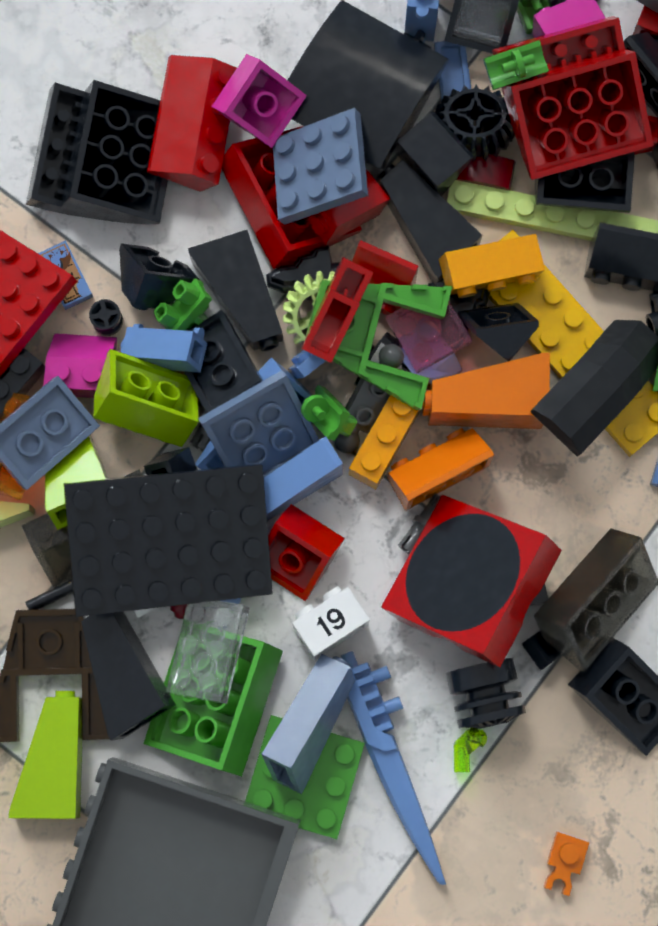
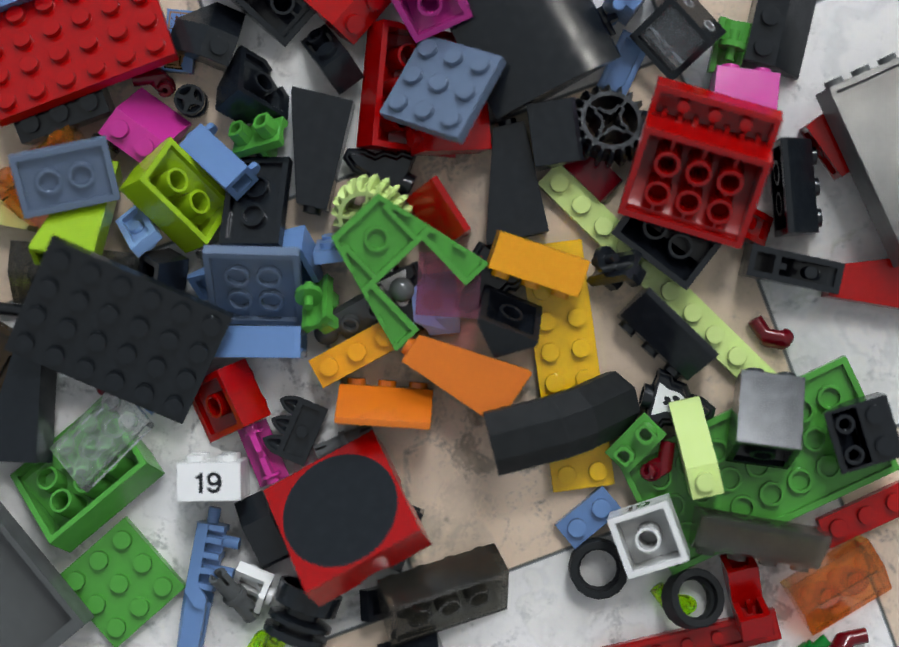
camera: 30 degrees right, 10 degrees up
(65, 318) = (158, 80): none -> dark red arm
(90, 252) = (209, 34): none -> black slope
(129, 449) = (138, 231): none -> light blue plate
(206, 209) = (332, 58): none -> black slope
(308, 723) = (144, 548): slope -> none
(337, 309) = (373, 227): red slope -> none
(362, 581) = (266, 465): none -> dark pink hinge
(376, 537) = (298, 430): none -> black plate
(401, 646) = (261, 529): none -> black slope
(414, 718) = (233, 594): none -> dark grey pin
(424, 698) = (256, 582): none -> white bracket
(515, 65) = (662, 108): bright green hips -> none
(556, 232) = (616, 268): none -> black hips

